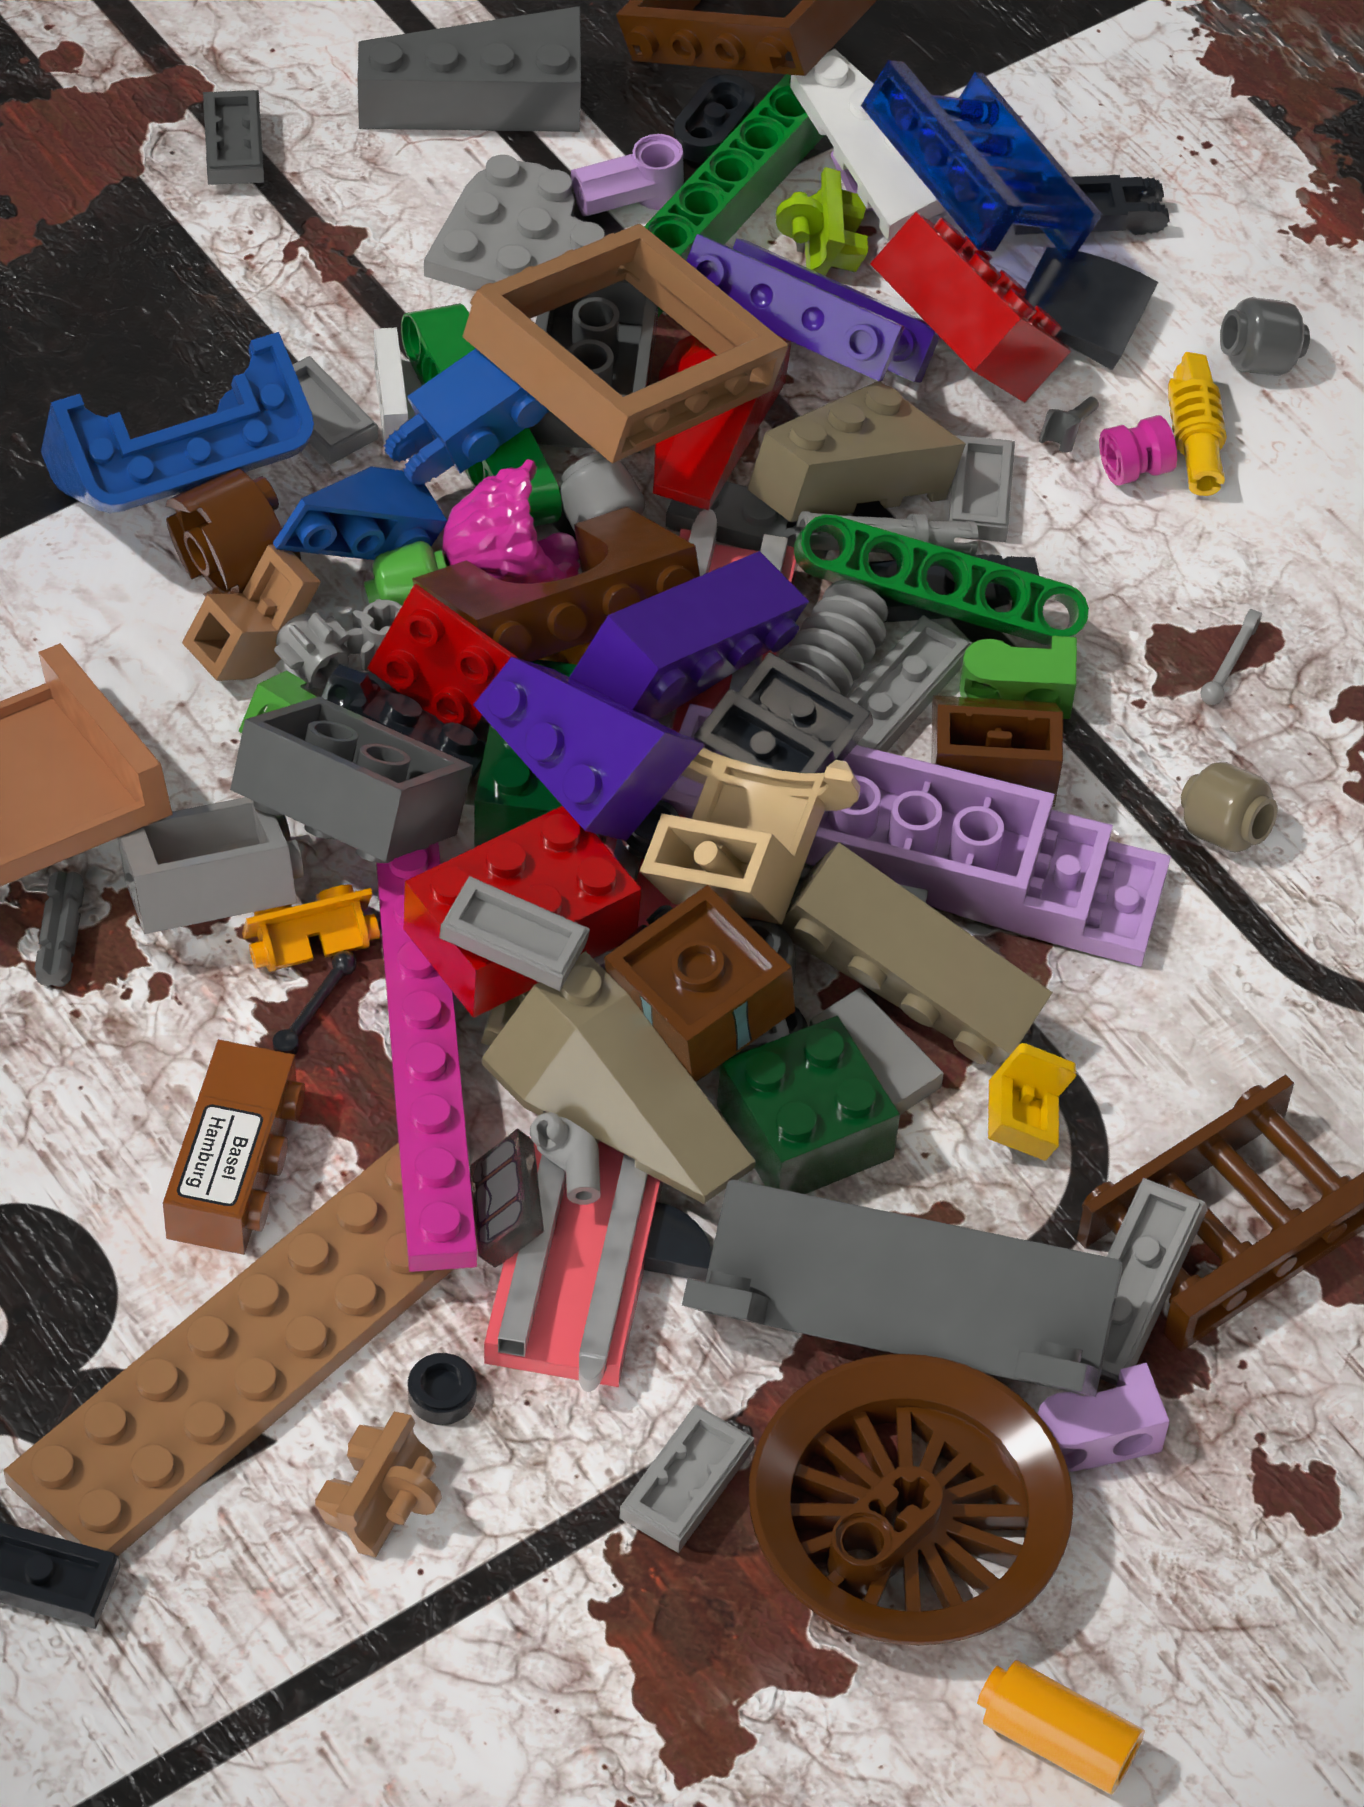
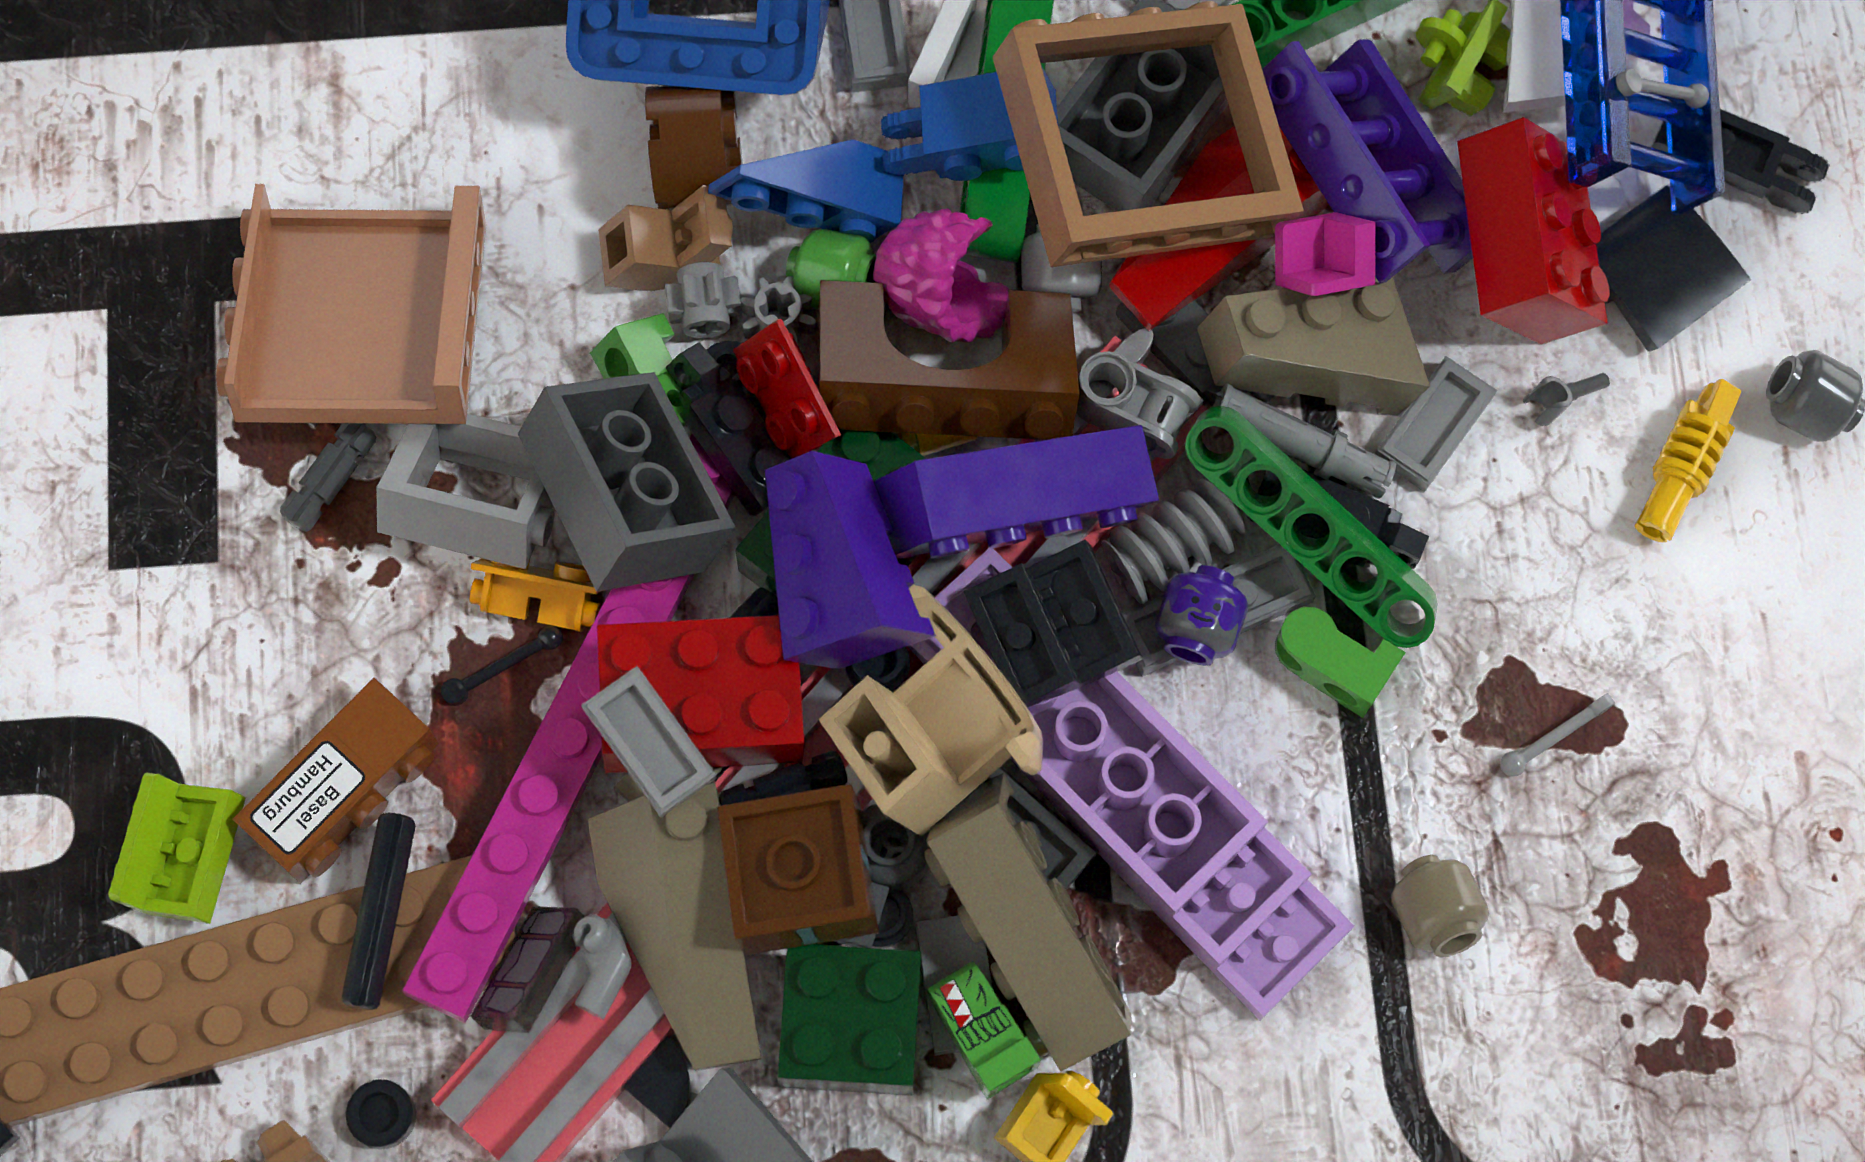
camera: 30 degrees right, 20 degrees up
(121, 1265) = (176, 849): none -> lime bracket
(342, 1215) = (378, 911): none -> black axle
(731, 537) = (1139, 401): none -> light grey piece
(823, 372) = (1325, 253): none -> dark pink panel
(895, 685) = (1201, 615): none -> dark purple head
(927, 1058) = (982, 1030): none -> bright green leg
(1000, 739) = (1262, 721): reddish brown slope -> none
(1032, 157) = (1630, 83): none -> light grey hinge
(1138, 450) = (1607, 463): dark pink wheel -> none

